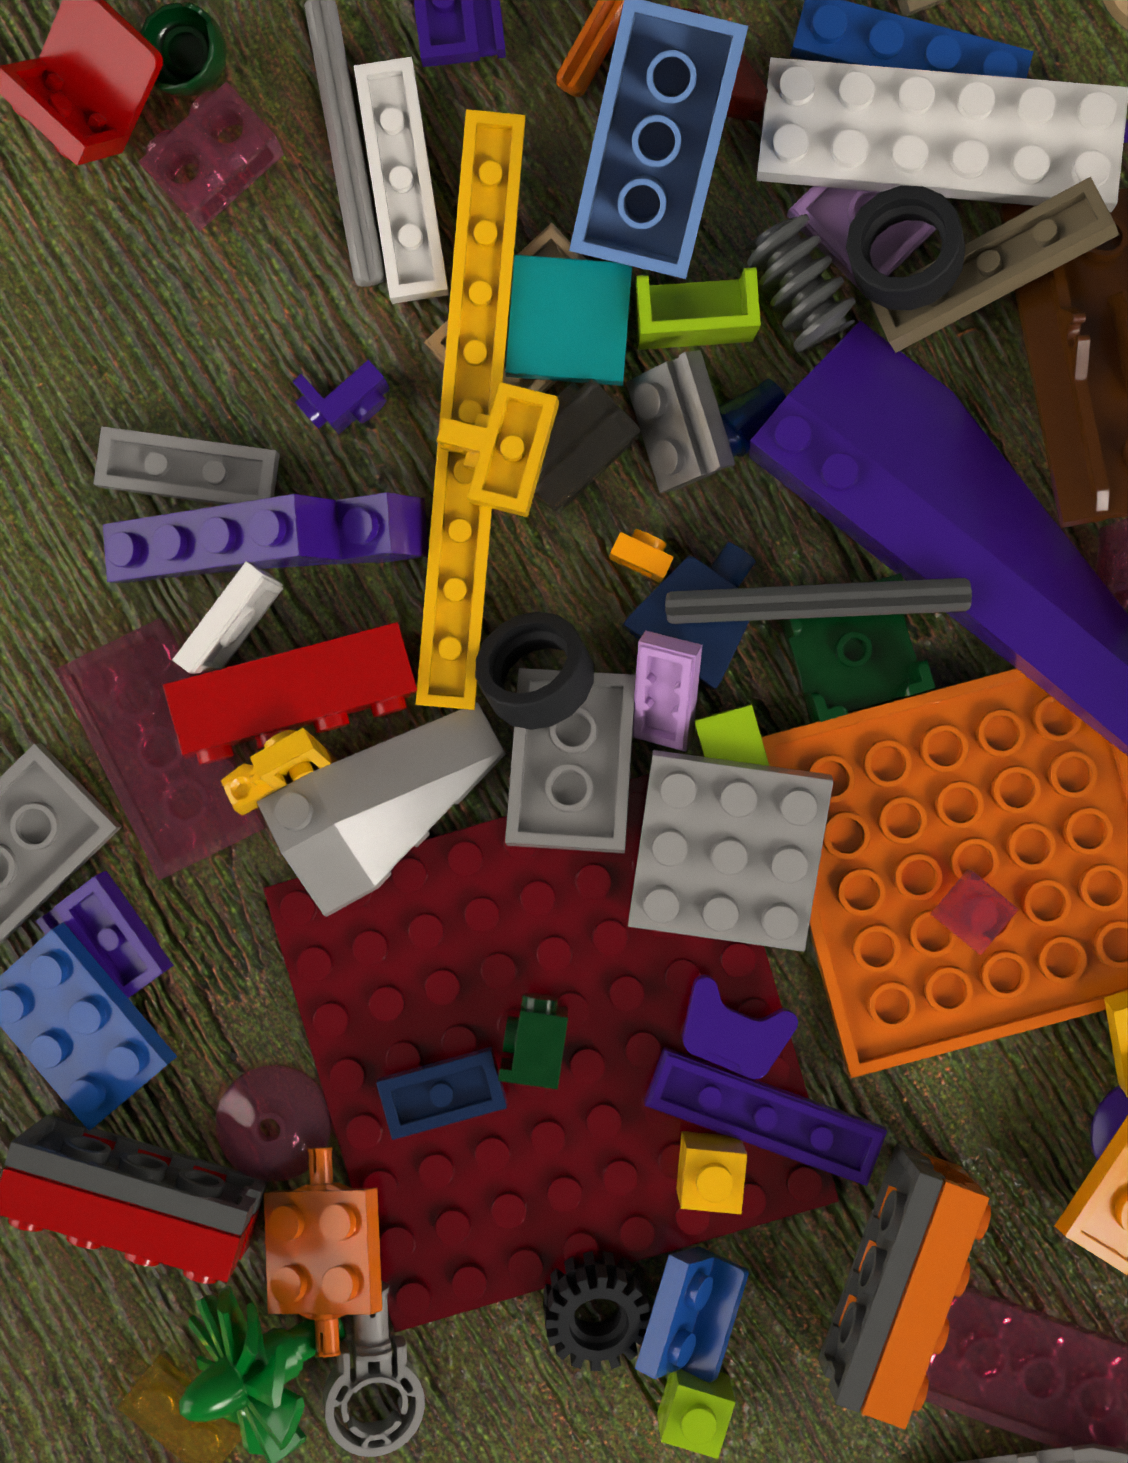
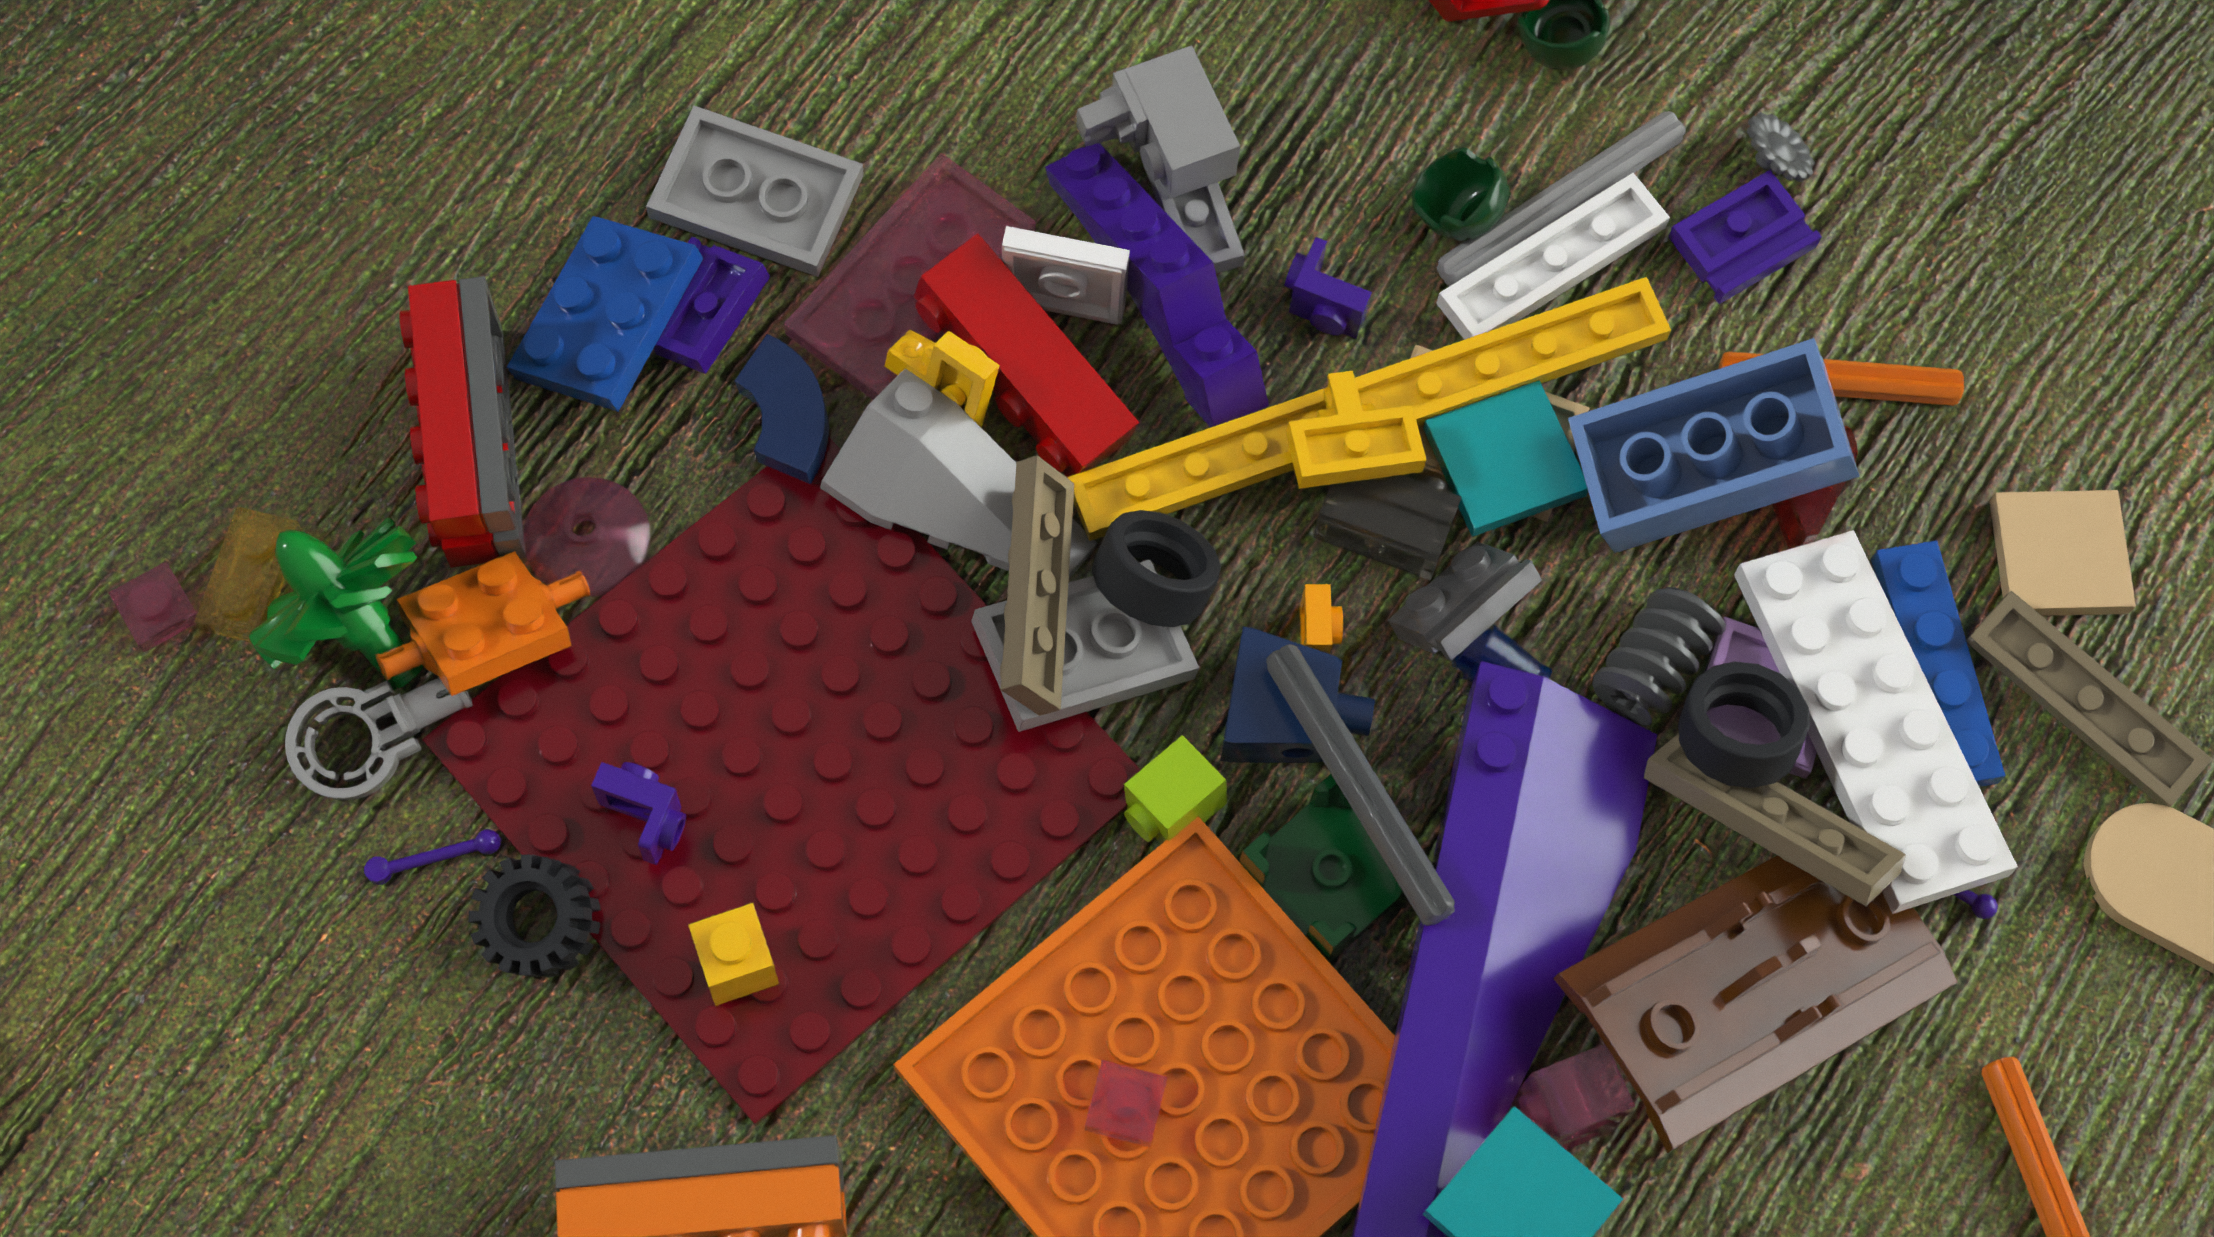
camera: 65 degrees right, 20 degrees down
(118, 449) = (1170, 118): none -> light grey hinge
(223, 168) = (1477, 104): clear pink brick -> none
(240, 908) = (791, 409): none -> dark blue tile
(306, 230) = (1461, 195): none -> dark green hair
(441, 1093) = (695, 664): dark blue plate -> none
(491, 1407) = (380, 870): none -> dark purple hinge
(513, 783) = (1037, 586): none -> dark tan plate
(535, 1190) = (640, 795): none -> dark purple bracket
(536, 1041) = (789, 728): dark green brick -> none
(666, 690) = (1198, 696): lavender plate -> none
(692, 1315) = (570, 1010): blue bracket -> none
(696, 1412) = (472, 1062): lime brick -> none
(697, 312) = (1576, 571): lime panel -> none
(729, 850) = (1070, 827): light grey plate -> none
(731, 1037) = (880, 915): dark purple piece -> none
(765, 1116) = (813, 996): dark purple tile -> none

